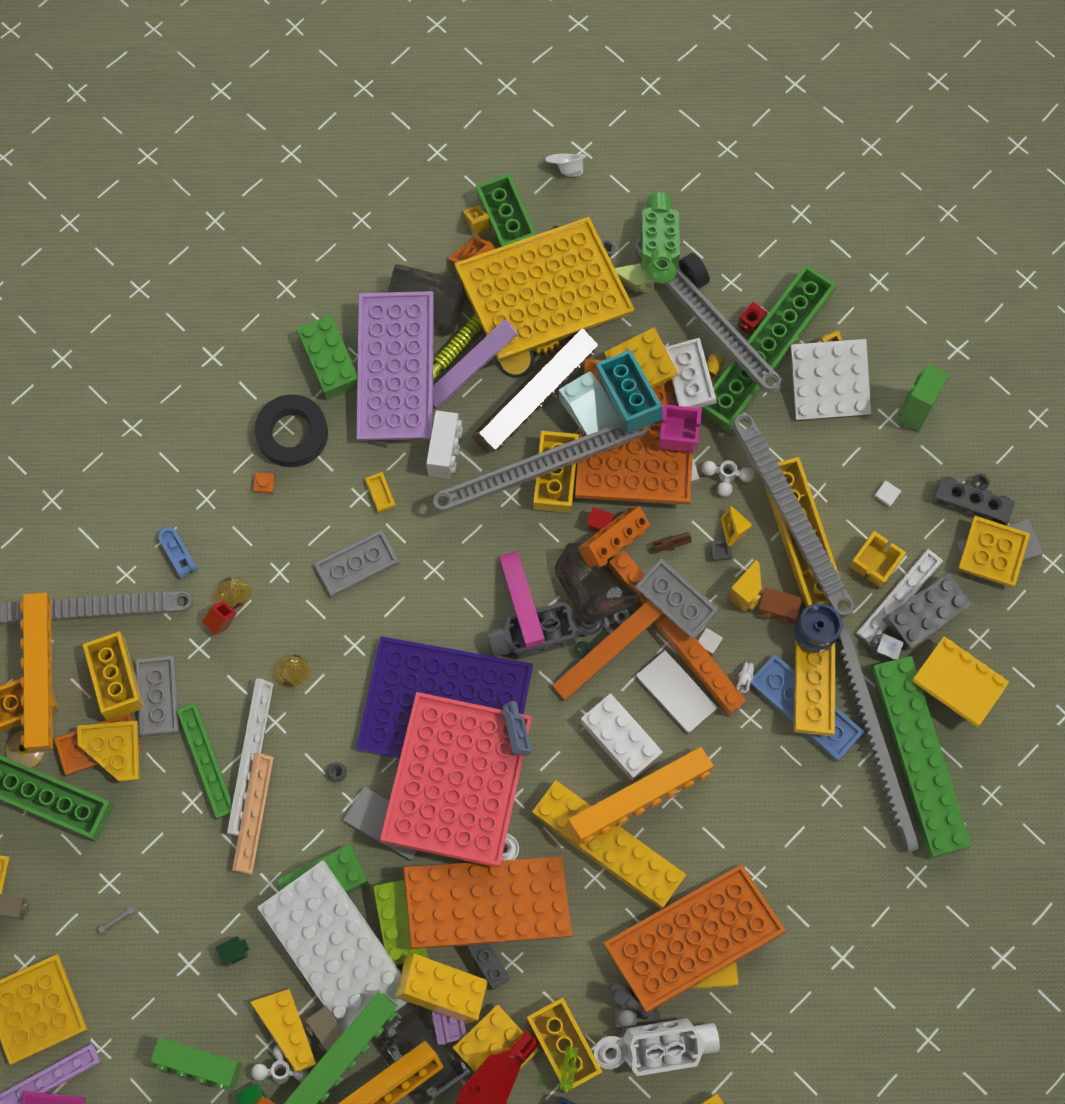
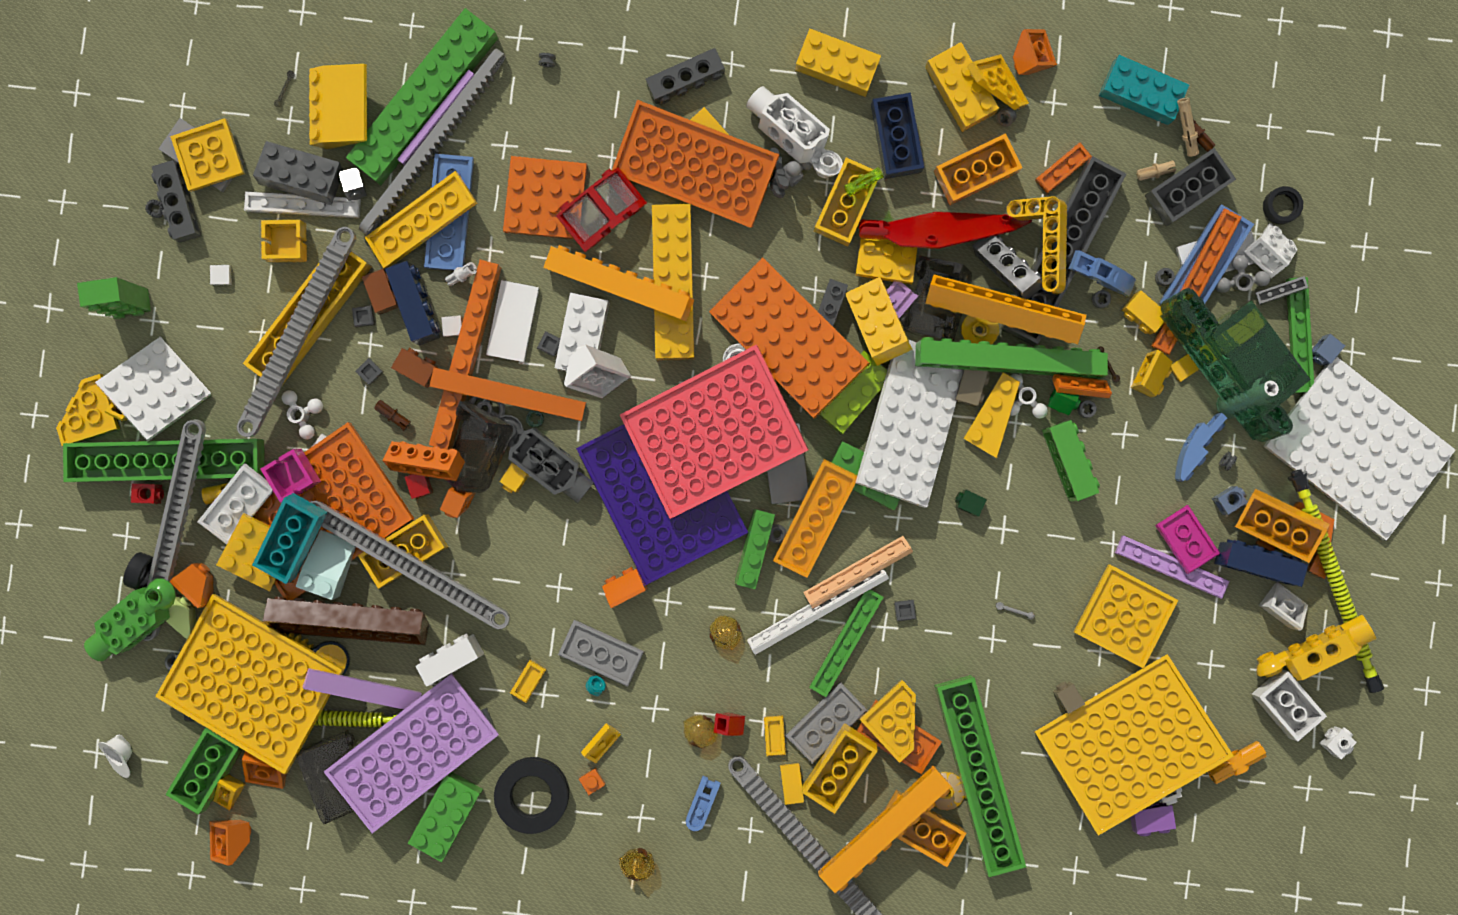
camera: 130 degrees left, 15 degrees up
(134, 632) = (792, 783): none -> yellow tile
(173, 468) = (637, 864): none -> clear yellow hair
(181, 648) = (774, 735): none -> yellow tile
(191, 828) = (904, 610): none -> dark grey tile
(287, 510) = (600, 743): none -> yellow plate
(323, 810) = (815, 518): none -> light orange plate
(334, 539) = (595, 685): none -> teal tile
(339, 743) = (754, 549): none -> bright green brick
(365, 1065) = (989, 330): none -> yellow dish
(391, 616) = (624, 587): none -> orange slope
(440, 194) = (228, 840): none -> orange slope
(516, 729) = (640, 416): sand blue hinge -> none
(522, 599) = (531, 494): dark pink tile -> none
(546, 595) = (513, 478): none -> yellow brick
(560, 536) = (456, 502): none -> orange brick
(580, 720) = (595, 371): none -> white slope
(635, 707) = (549, 344): none -> dark grey tile
(651, 303) = (195, 584): none -> orange slope
(677, 598) = (438, 369): light grey tile -> none
(704, 582) = (414, 367): none -> dark orange brick
(716, 830) = (600, 205): none -> window
(734, 526) = (341, 375): yellow slope -> none
(747, 589) = (385, 324): yellow slope -> none
(750, 622) = (413, 303): none -> dark blue brick
(760, 795) = (537, 192): none -> orange plate
(771, 578) = (363, 316): none -> dark grey tile
(789, 960) = (708, 59): none -> dark grey brick
(818, 628) = (378, 244): dark blue wheel -> none
(850, 318) = (86, 414): none -> yellow plate
(878, 884) = (547, 60): none -> dark grey bush
(893, 753) = (431, 123): none -> lavender tile
(1018, 666) = (277, 103): none -> clear smoke hinge

